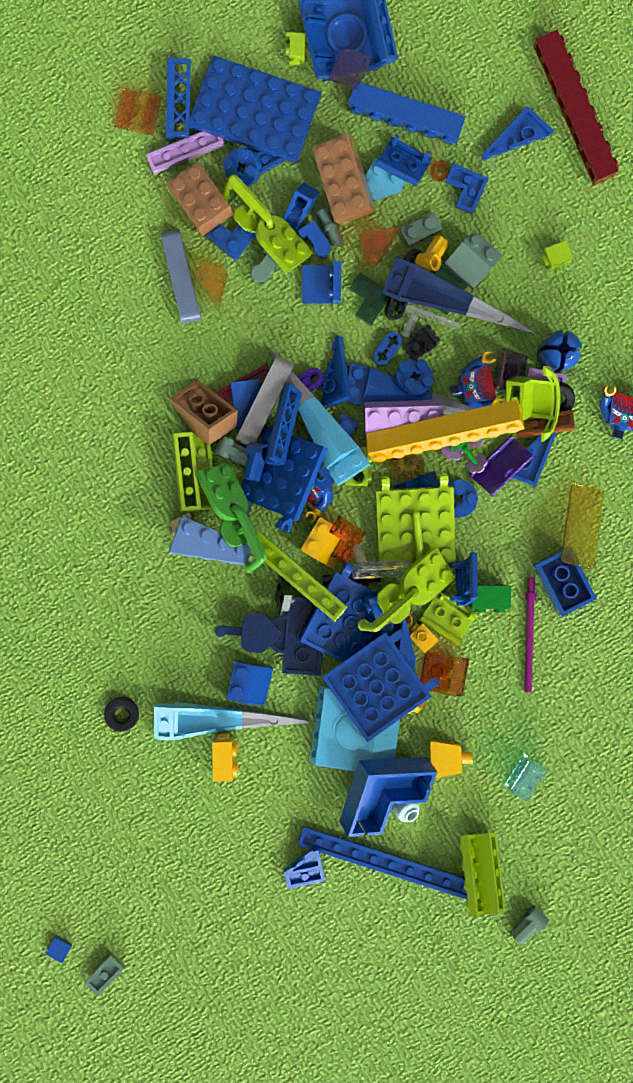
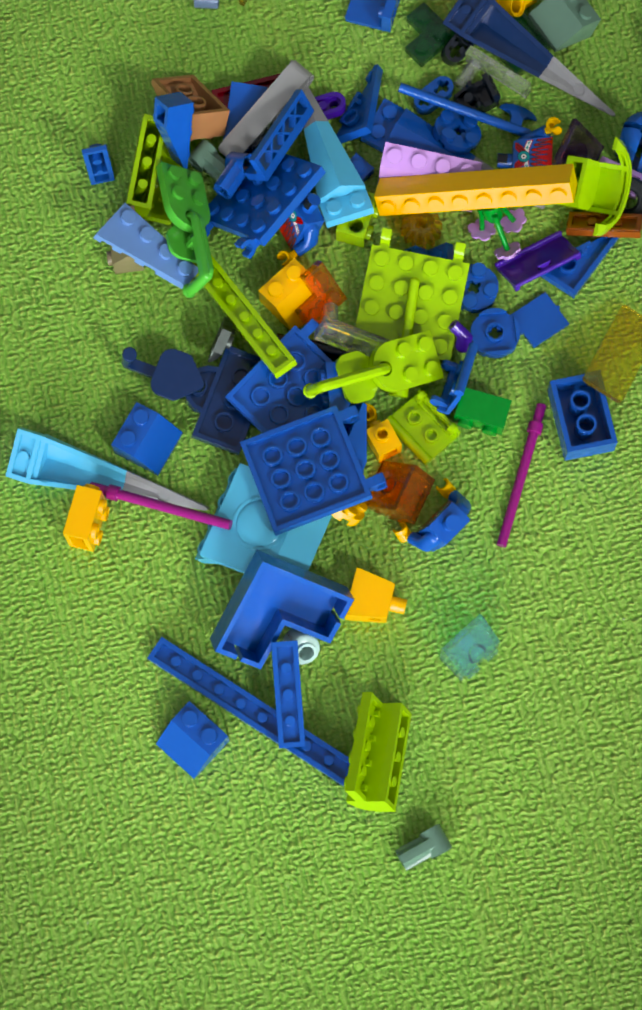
camera: 20 degrees right, 15 degrees down
(147, 475) = (98, 163): none -> blue slope
(201, 439) = (174, 122): none -> blue slope
(239, 731) = (115, 493): none -> magenta bar
(305, 870) = (147, 693): wing -> none
(347, 893) = (192, 740): none -> blue slope
(407, 849) = (288, 694): none -> blue plate
(453, 345) = (516, 112): none -> blue piece
(461, 543) = (463, 336): none -> dark purple arm
(484, 691) = (442, 525): none -> blue torso
(488, 521) = (504, 323): none -> blue plate
(512, 509) = (540, 320): none -> blue piece

